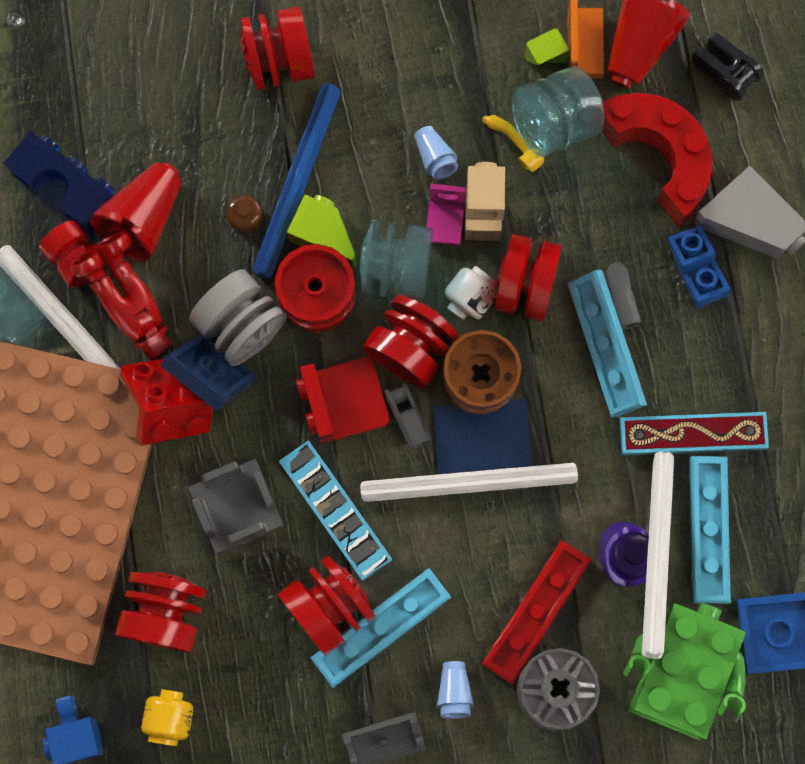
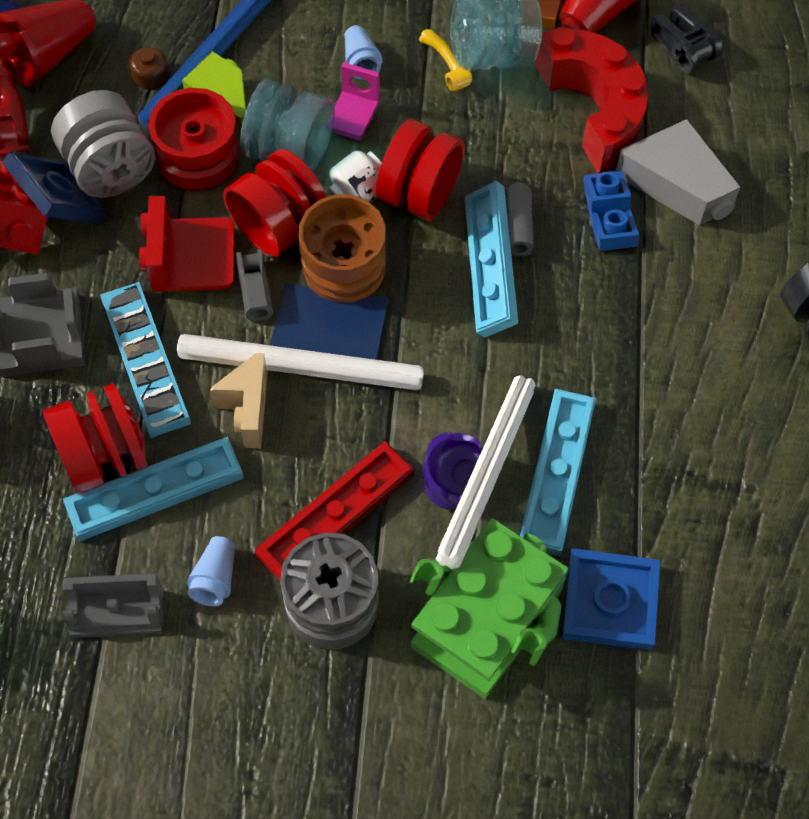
camera: 10 degrees right, 15 degrees down
(432, 522) = (246, 394): none -> tan slope
(484, 202) = (394, 79): tan arch -> none
(694, 433) = (565, 368): tile -> none

